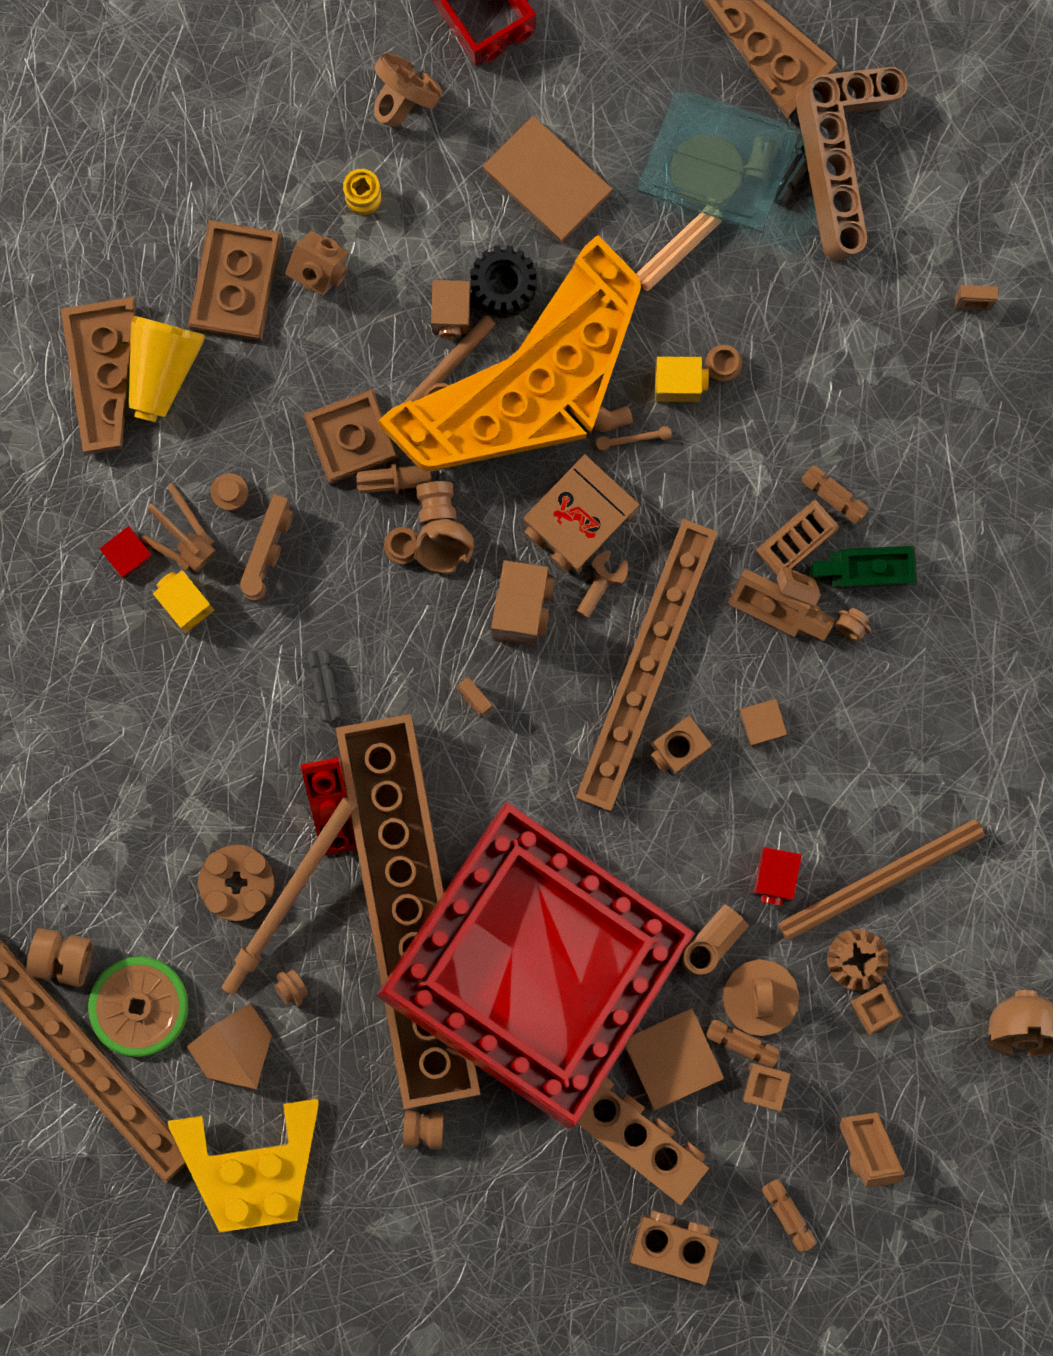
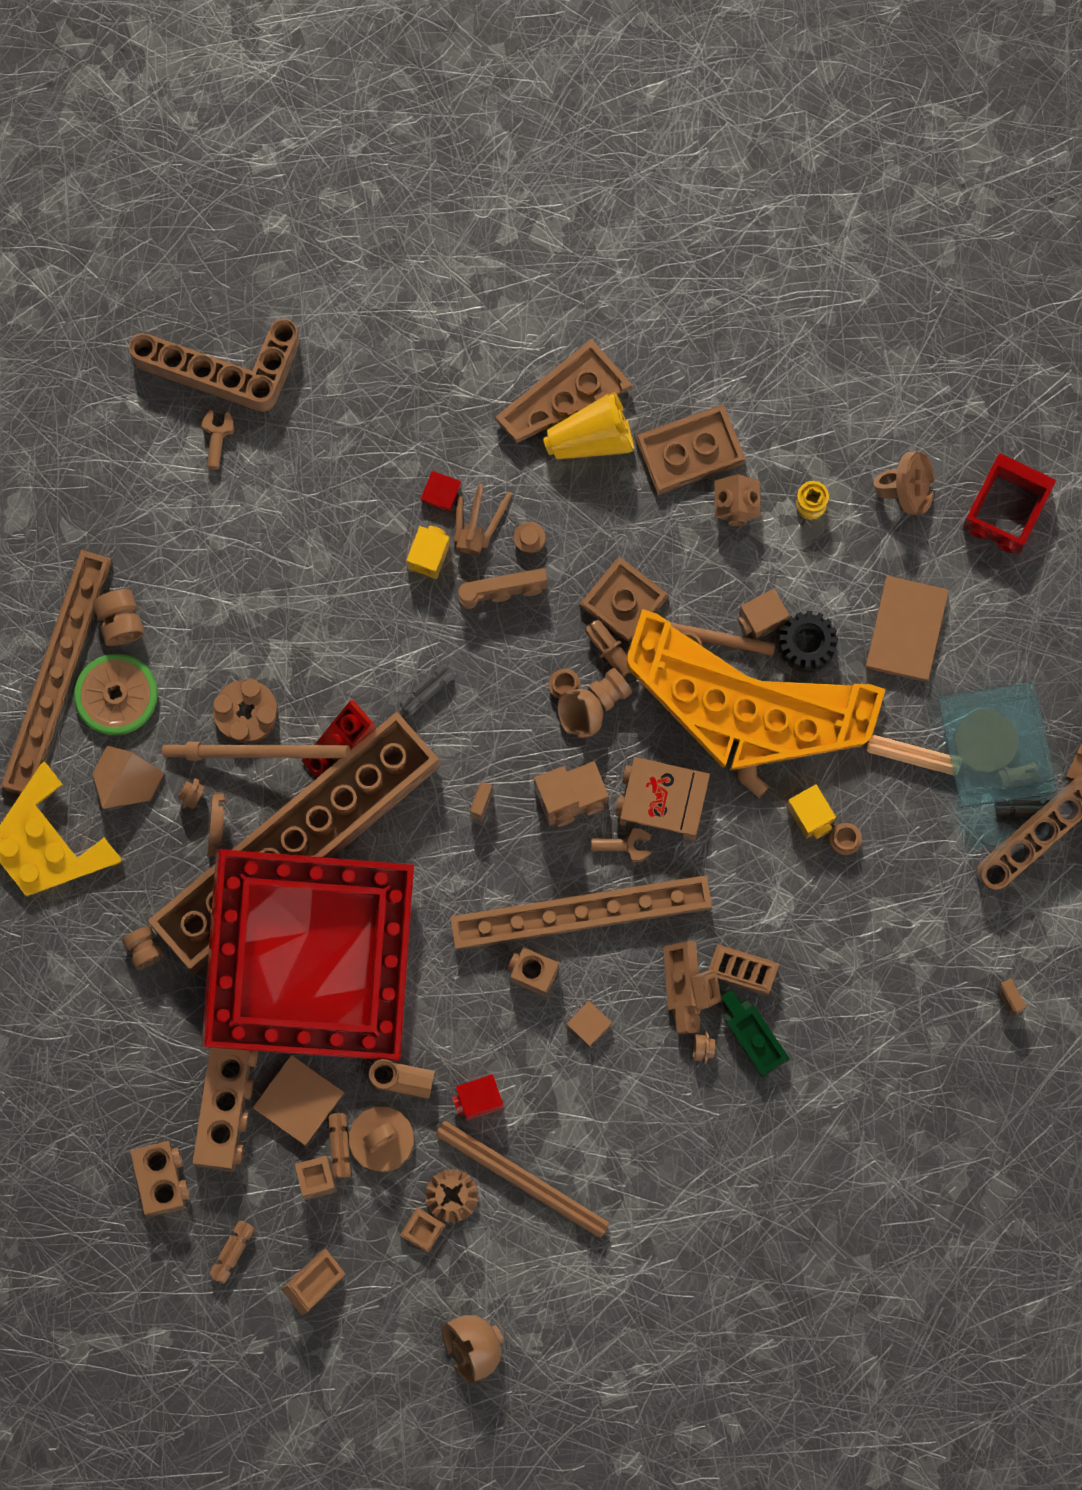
camera: 60 degrees right, 5 degrees down
(342, 981) = (216, 823): none -> medium nougat tile
(603, 443) = (731, 787): medium nougat hinge -> none
(835, 494) = (795, 978): medium nougat axle -> none

